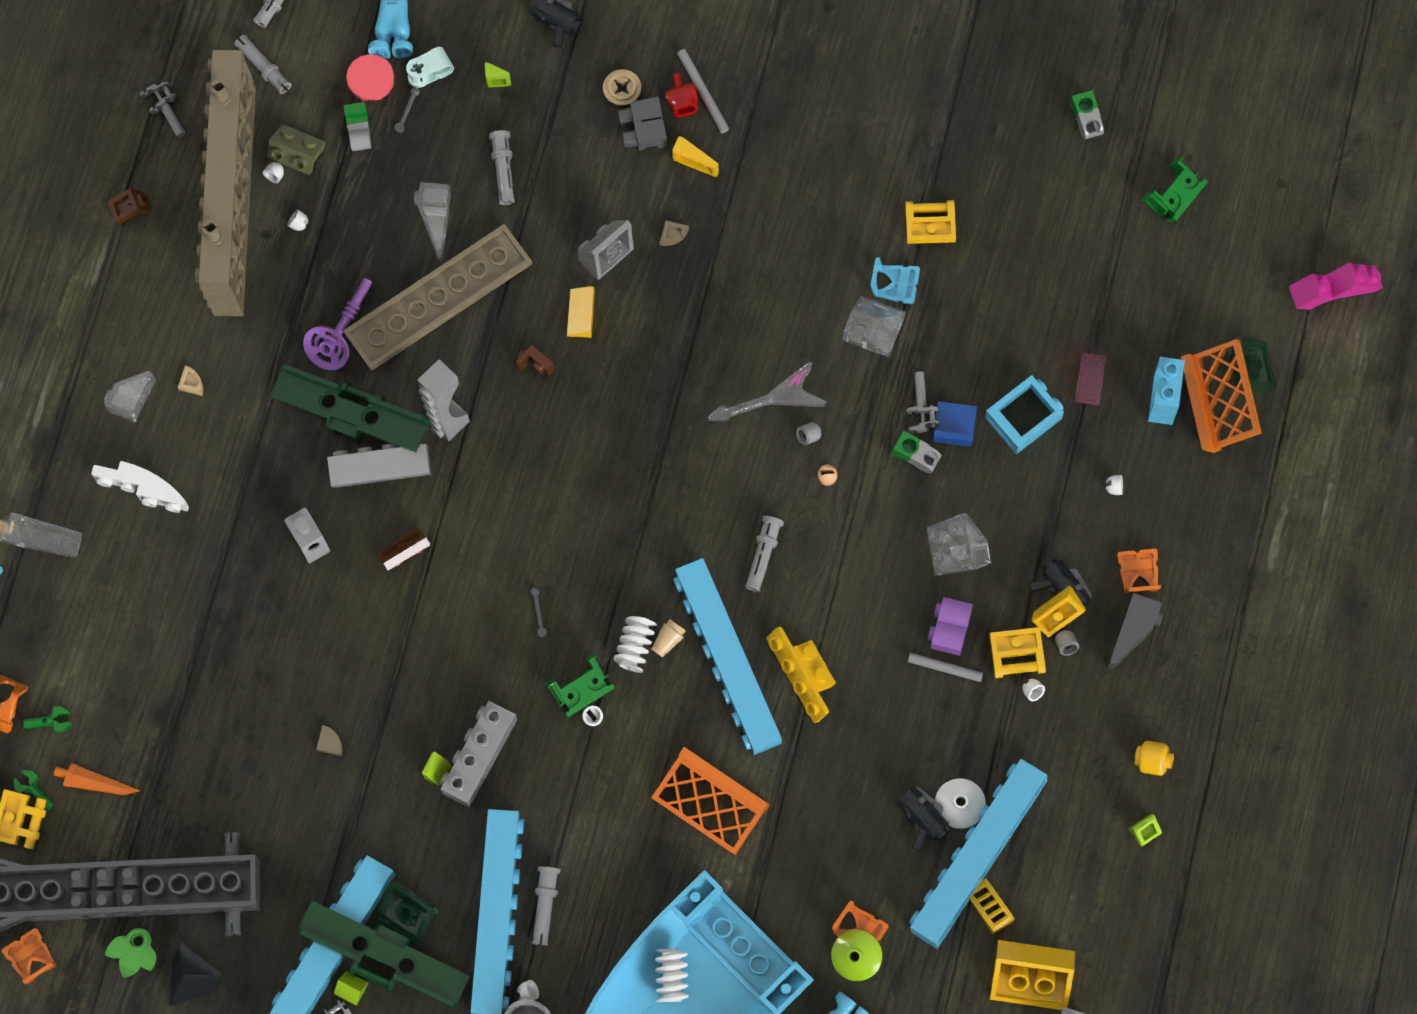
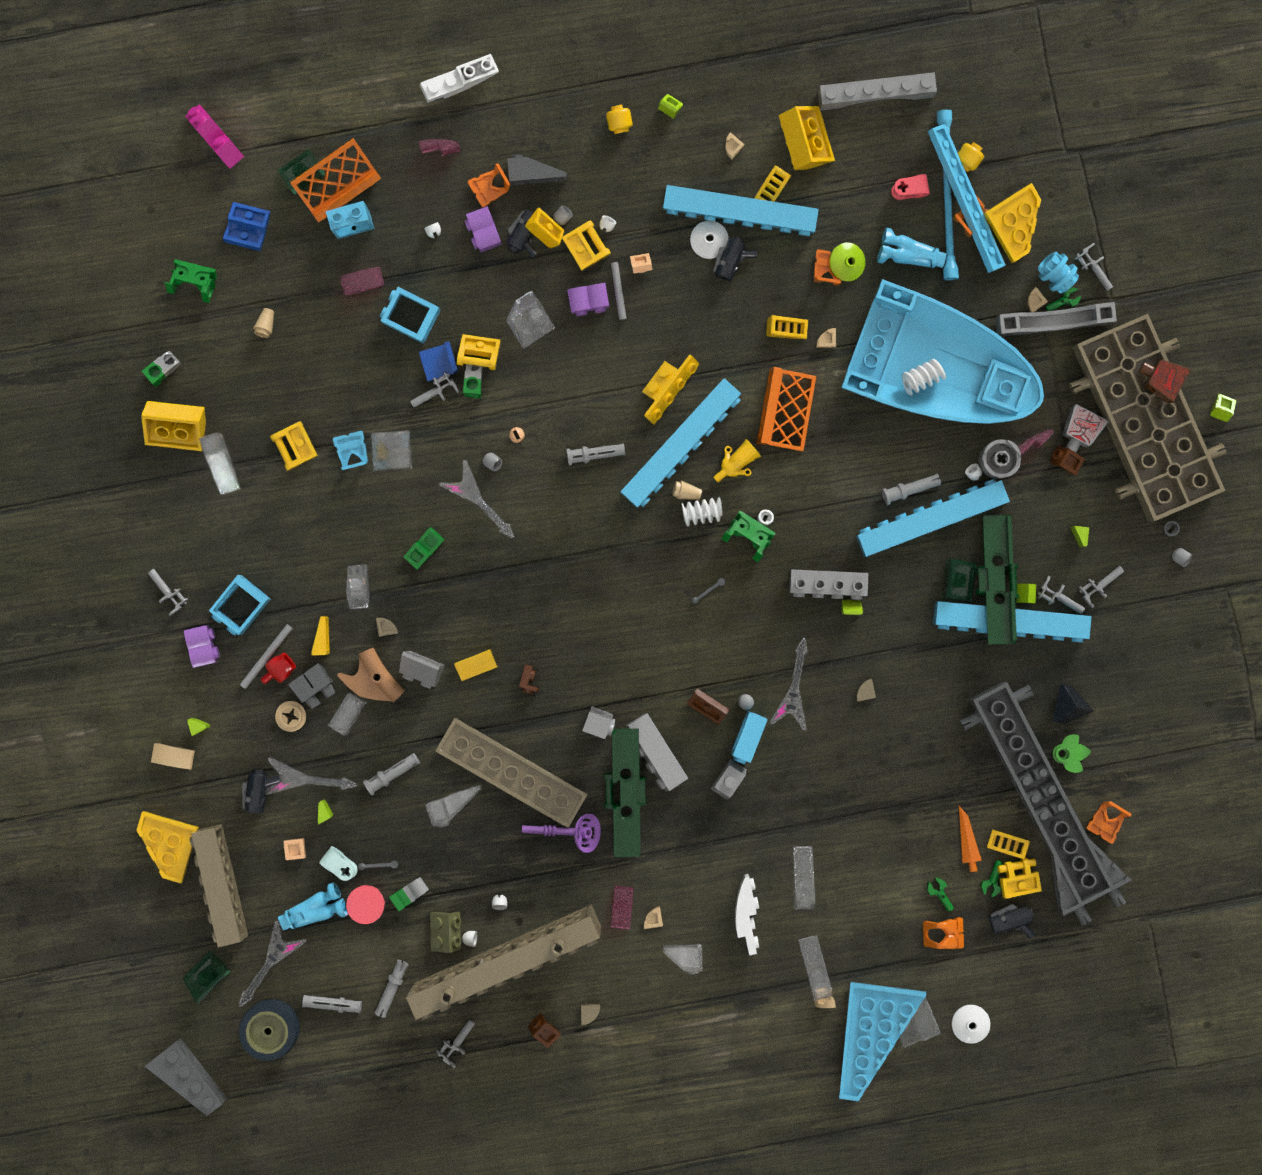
camera: 120 degrees left, 15 degrees up
(62, 841) = (1022, 855): none -> yellow slope
(123, 264) = (589, 1013): none -> dark tan tile
(149, 568) = (803, 878): none -> clear slope
(222, 352) = (622, 907): none -> clear pink slope
(344, 576) = (748, 737): none -> medium azure window
(361, 651) = (792, 700): none -> clear piece
(387, 596) = (745, 701): none -> light grey piece
(470, 28) = (294, 849): none -> light nougat plate
(551, 61) = (293, 778): none -> clear piece
(594, 147) = (347, 713): none -> clear brick
(619, 192) = (366, 684): none -> medium nougat pin
(673, 706) = (740, 458): none -> yellow piece
(734, 220) = (357, 586): none -> clear slope
(743, 313) = (424, 548): none -> green slope
(748, 25) = (201, 646): none -> medium lavender brick
(773, 889) = (827, 339): none -> tan tile
(784, 105) = (253, 591): none -> medium azure window
(817, 851) = (786, 334): none -> yellow slope
(827, 16) = (167, 592): none -> light grey piece
(949, 132) = (219, 462): none -> clear slope
(950, 475) = (478, 347): none -> yellow plate
(966, 706) = (641, 263): none -> light nougat plate
(1015, 101) = (173, 425): none -> yellow slope
(1062, 882) = (733, 146): none -> tan tile
(1088, 249) = (264, 324): none -> tan cone
(1089, 541) = (483, 229): none -> medium lavender brick
(1210, 538) = (444, 145): none -> clear pink slope
(1213, 279) = (246, 226): none -> blue slope
(1284, 592) = (460, 79): none -> white slope

